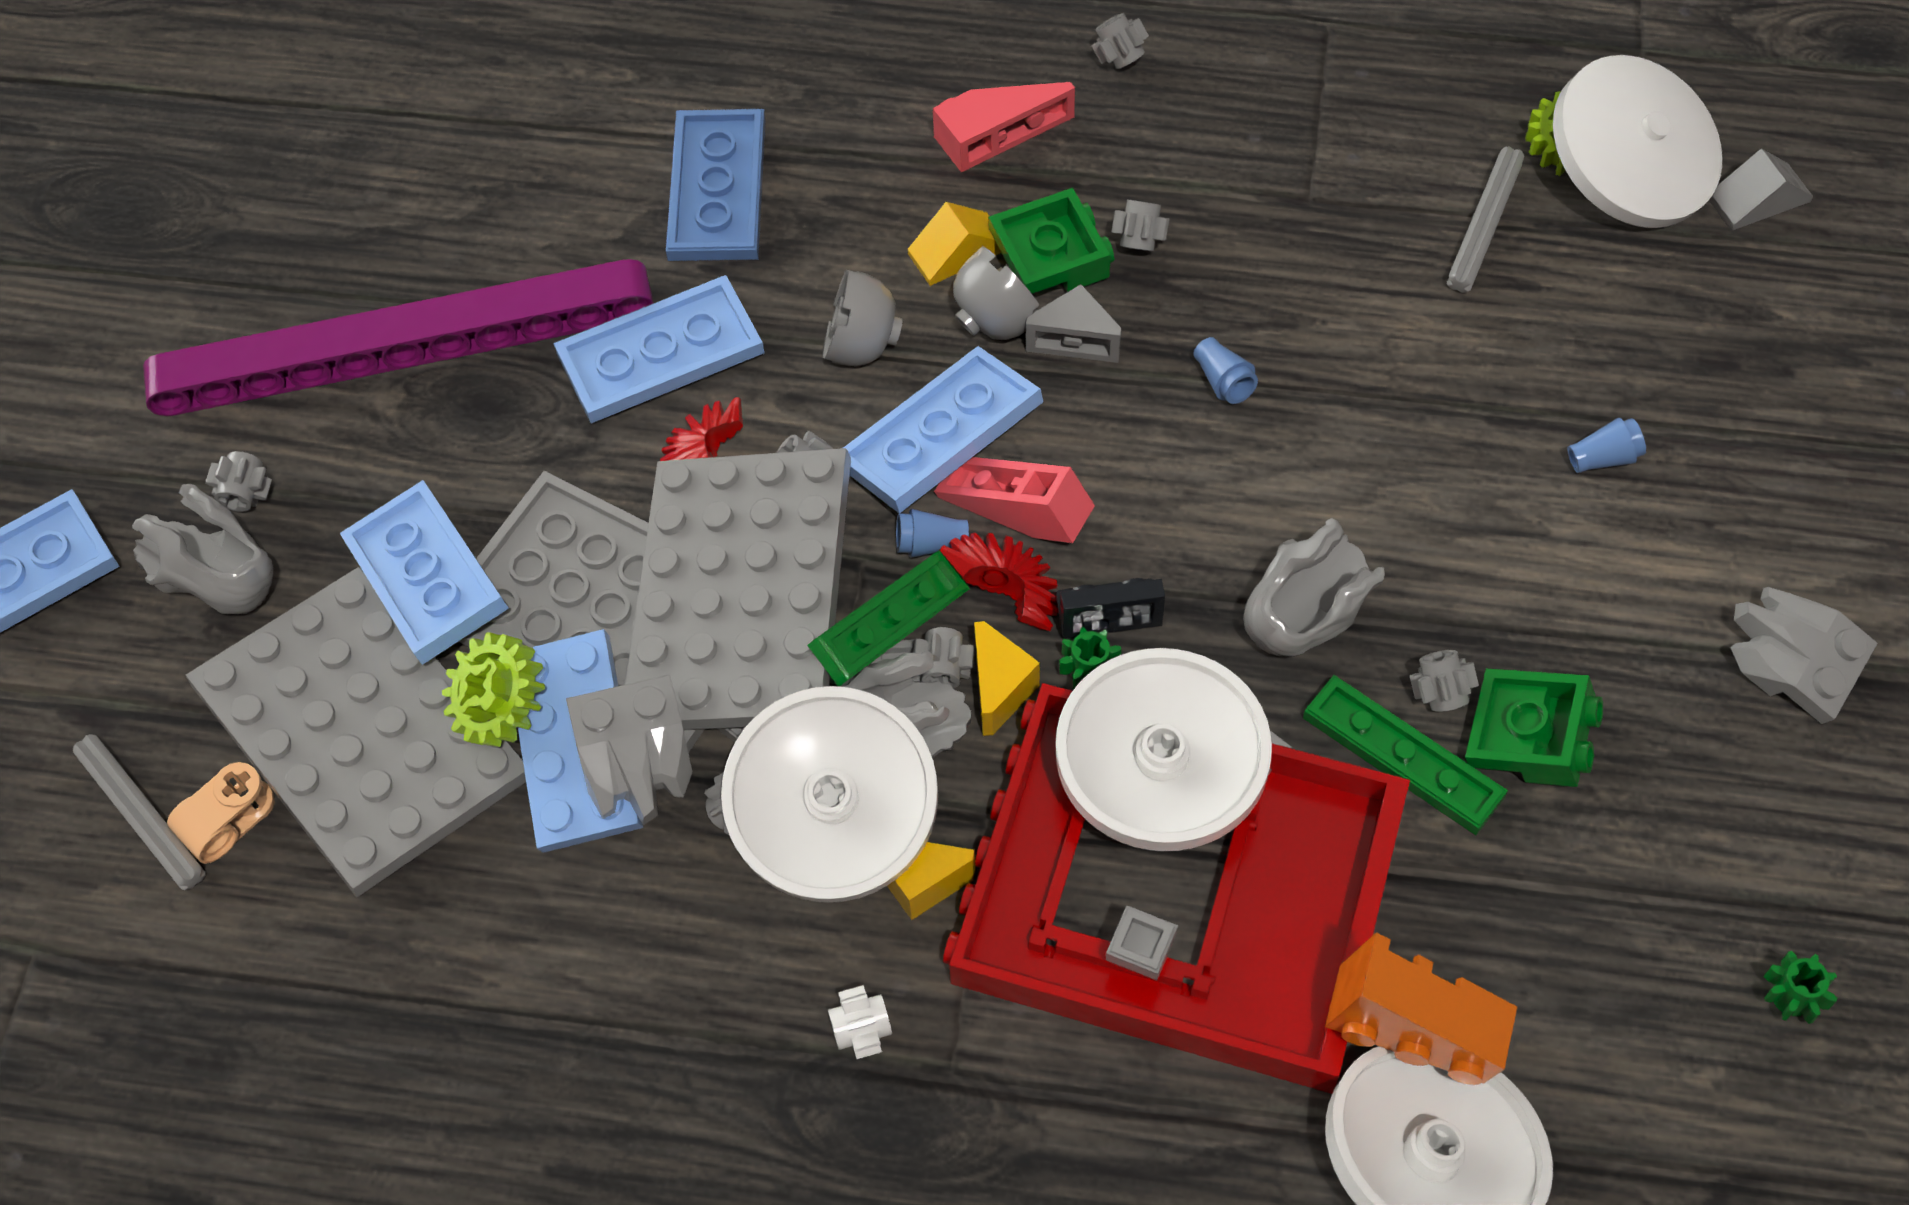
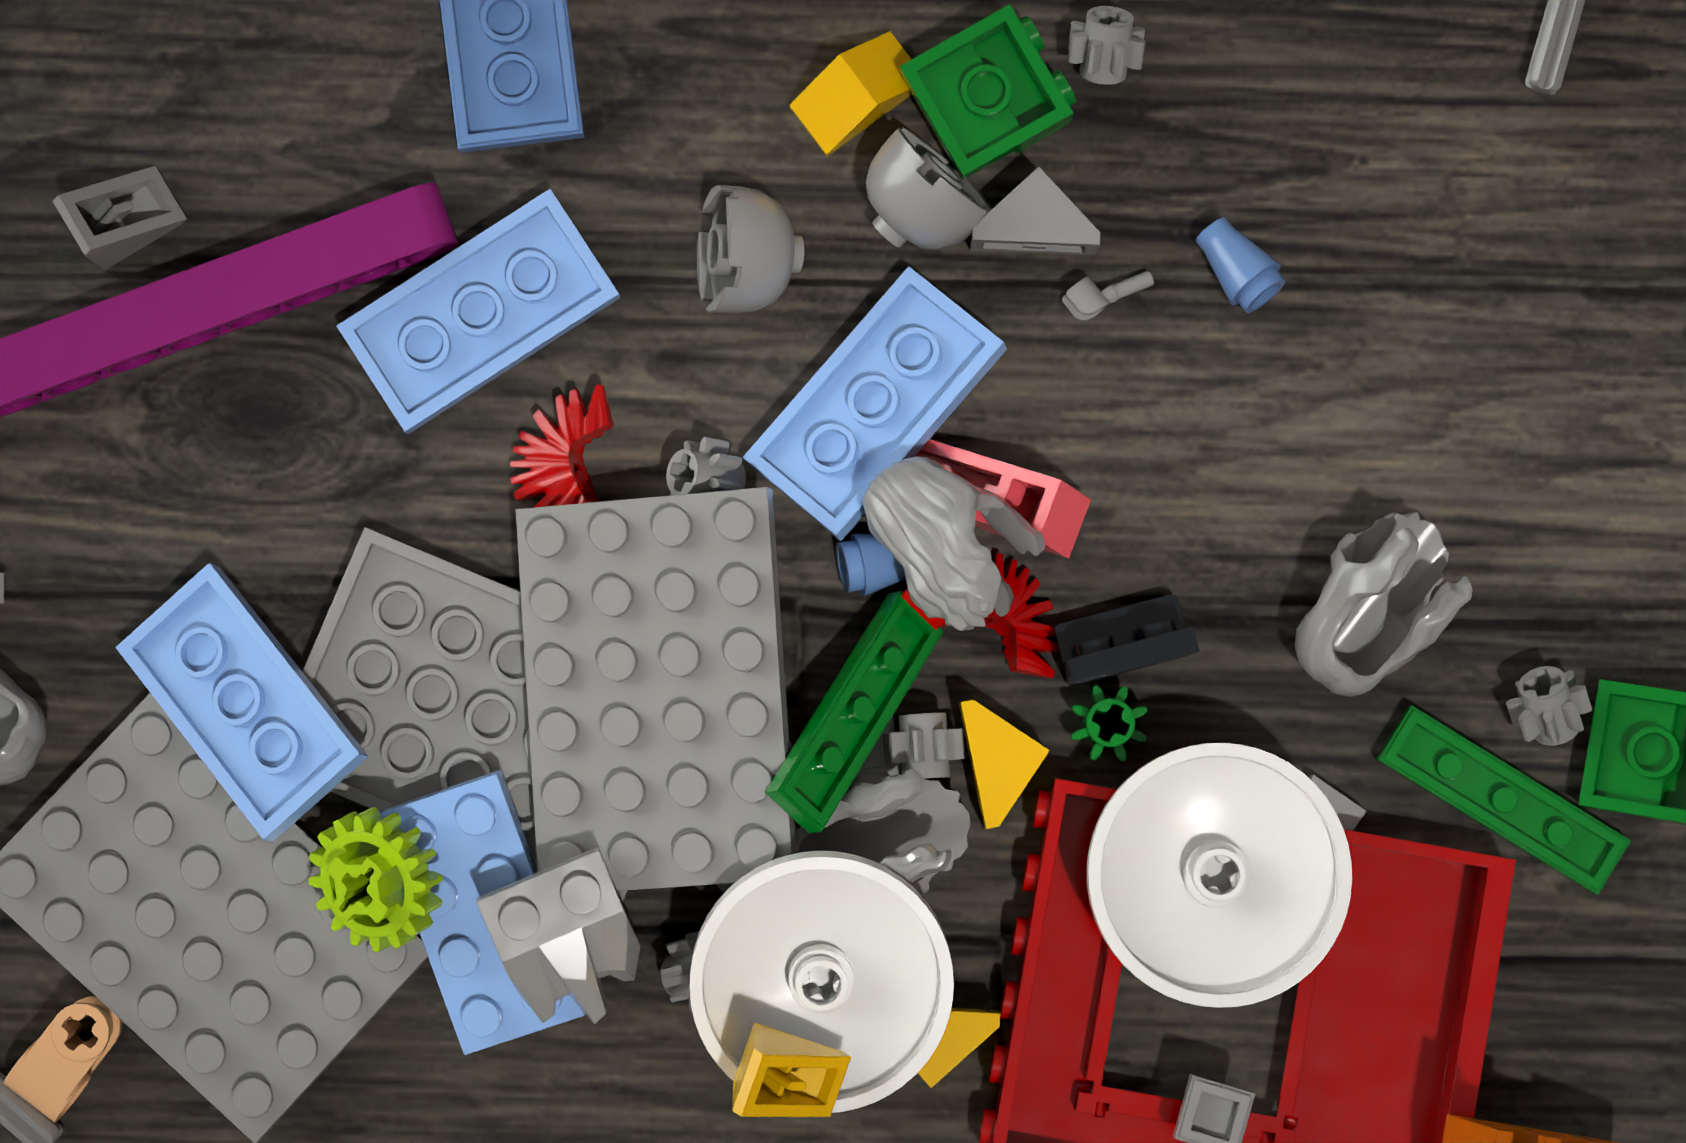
camera: 10 degrees left, 25 degrees up
(416, 266) = (120, 215): none -> light grey slope
(789, 849) = (787, 1076): none -> yellow slope
(971, 498) = (929, 528): none -> light grey hair
(1110, 386) = (1087, 301): none -> light grey hand

